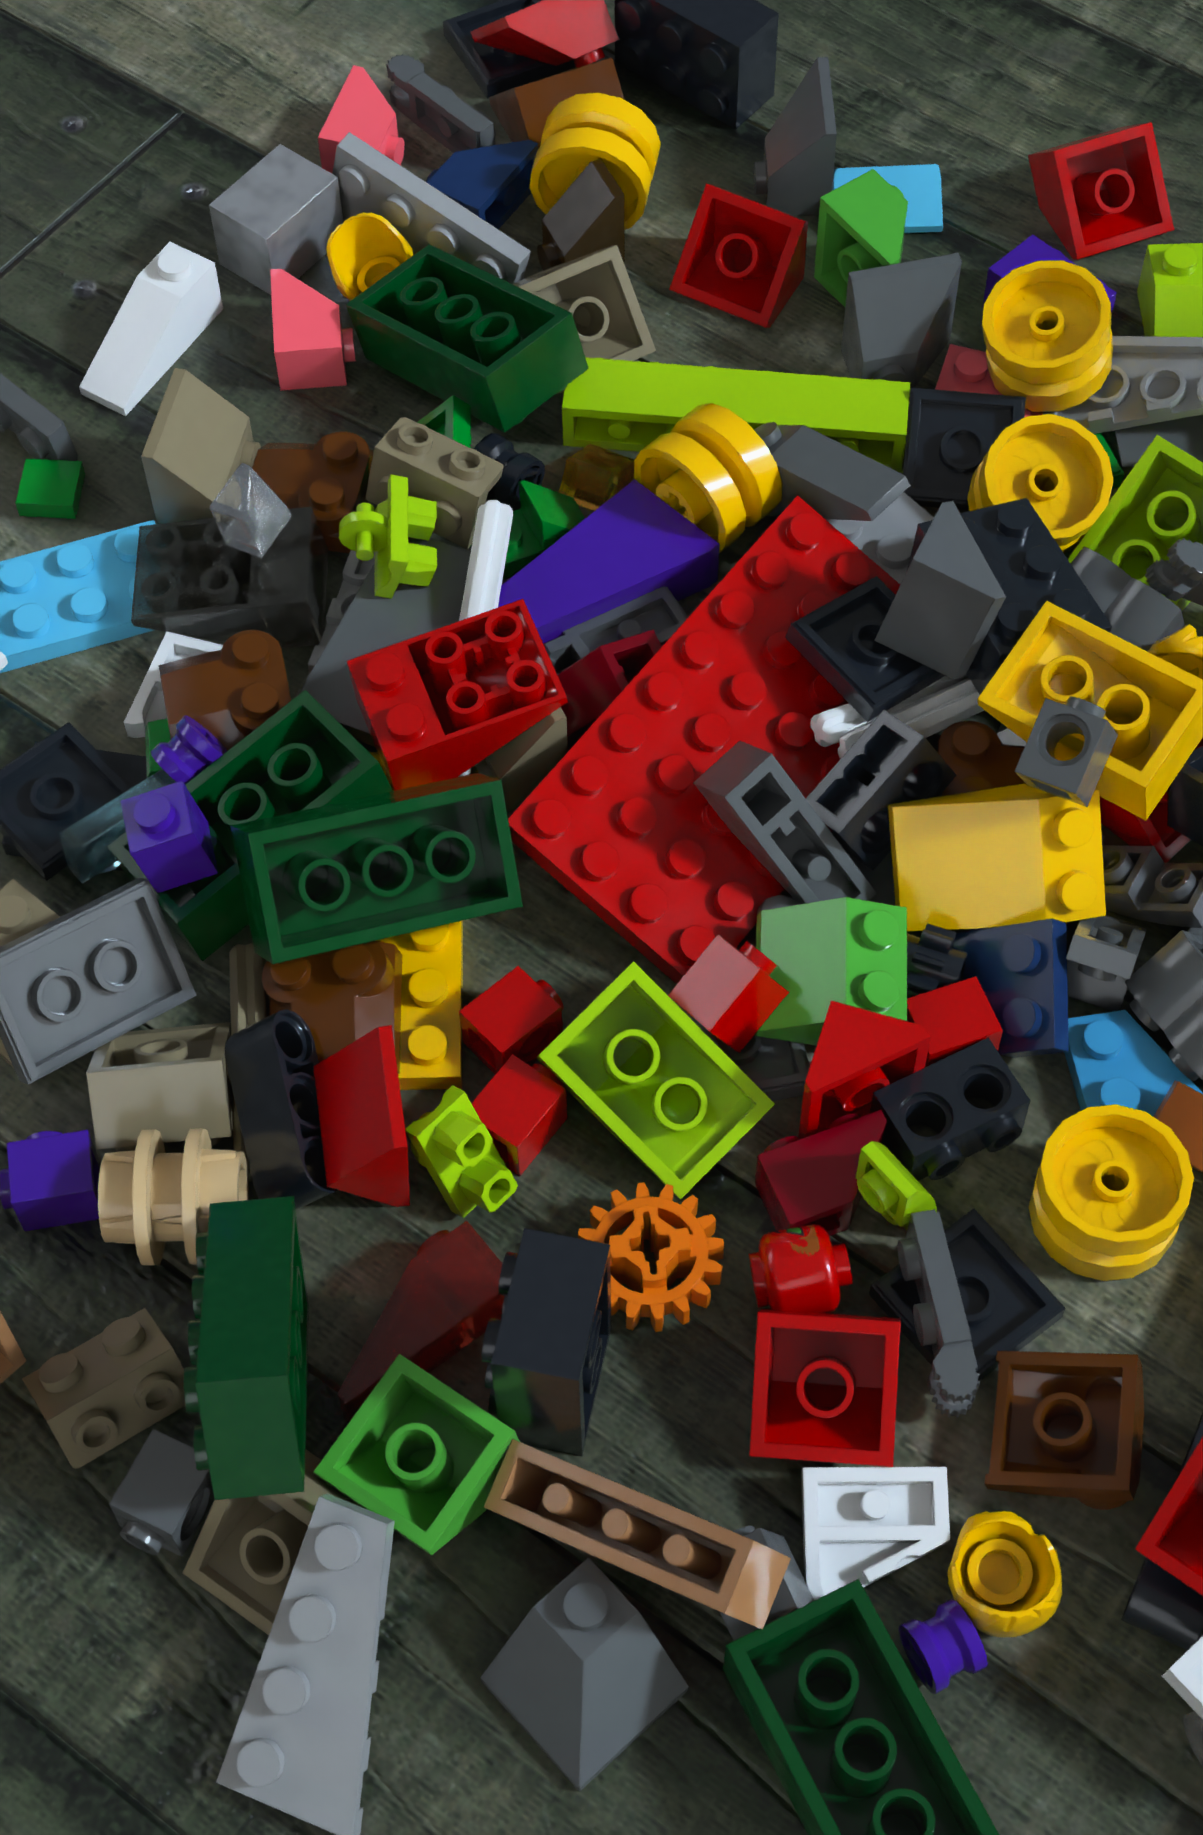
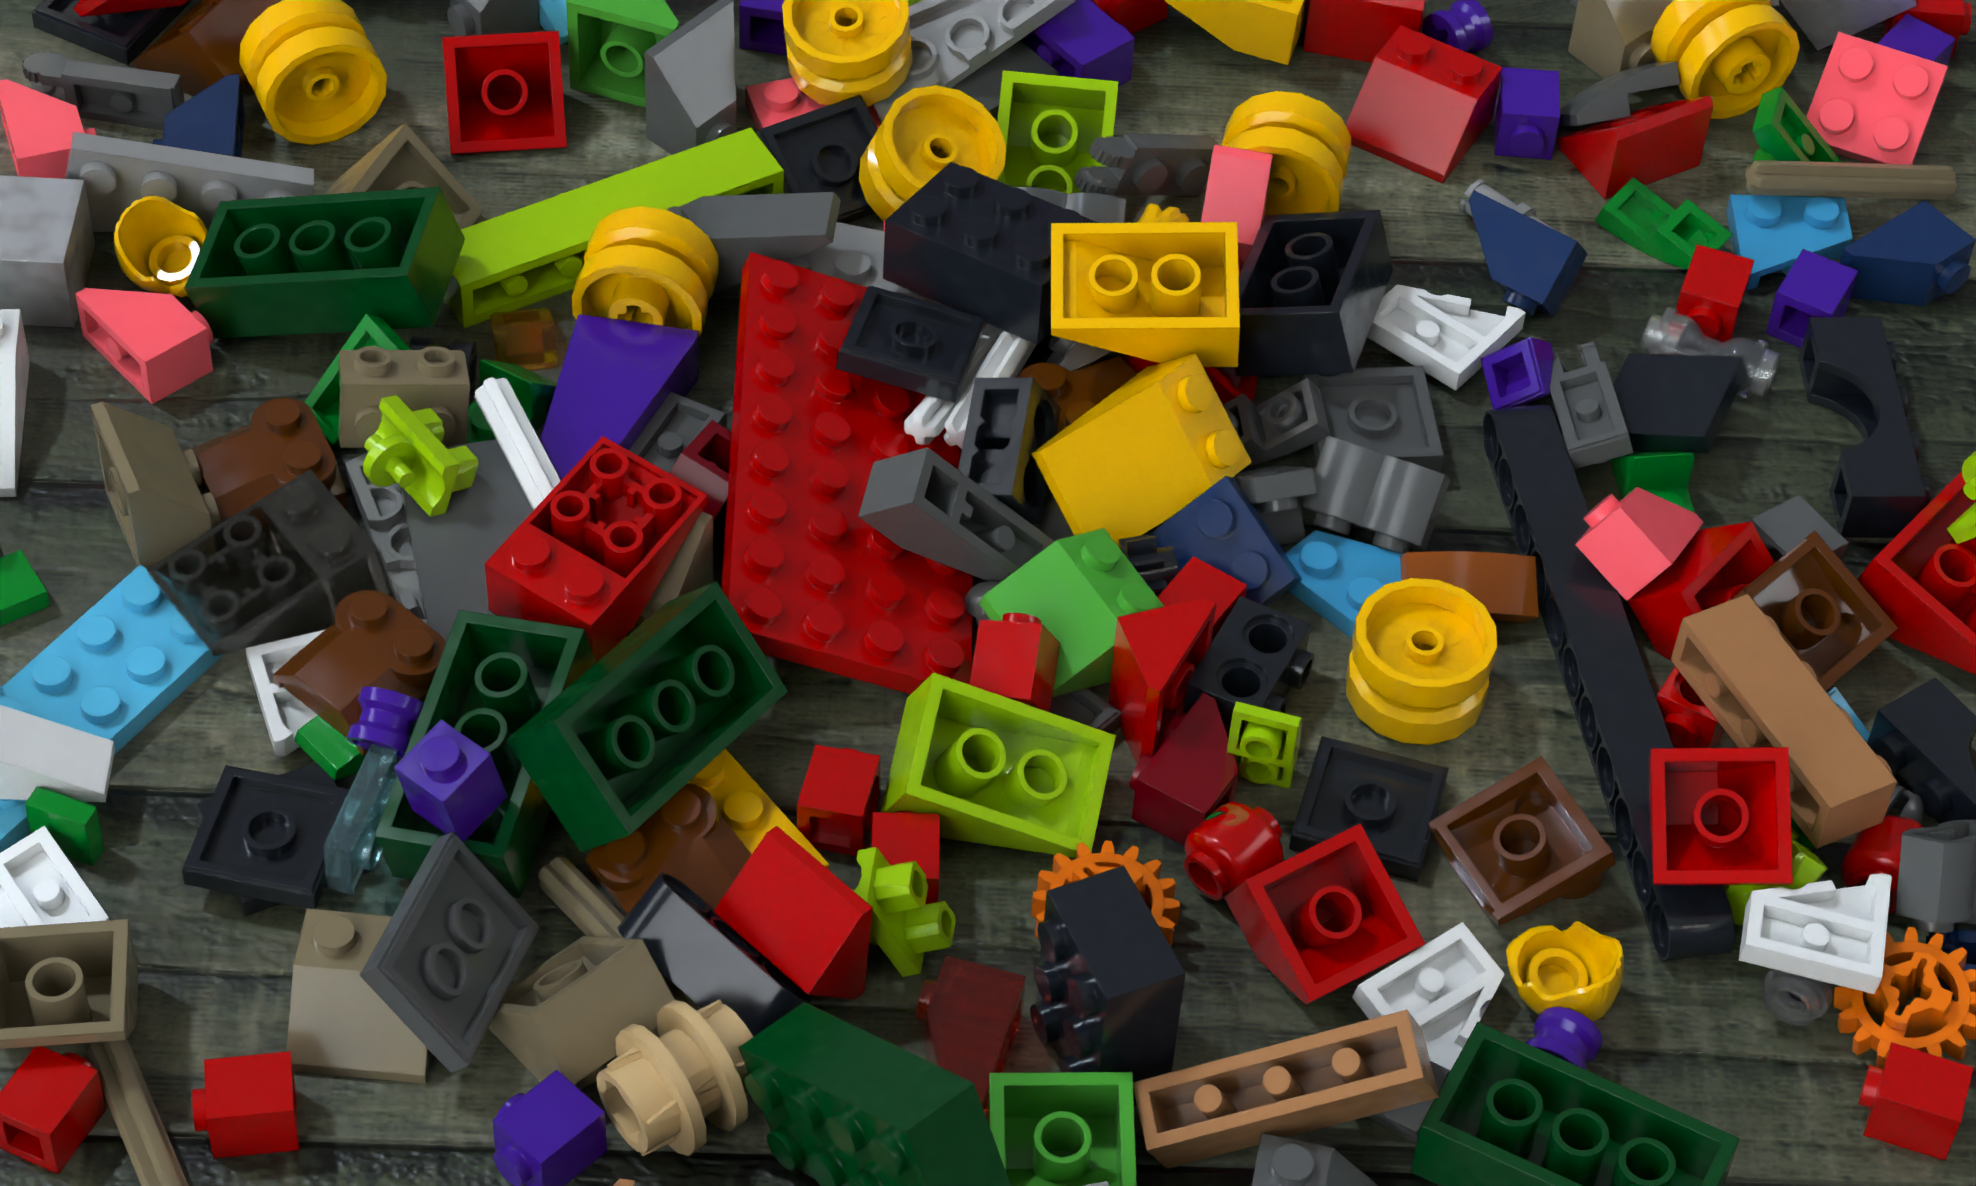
camera: 40 degrees left, 10 degrees down
(249, 512) = (271, 495): clear slope -> none
(584, 218) = (346, 119): dark brown slope -> none
(941, 1314) = (1352, 796): dark grey hinge -> none
(944, 599) = (957, 264): dark grey slope -> none
(1072, 778) = (1172, 350): dark grey brick -> none

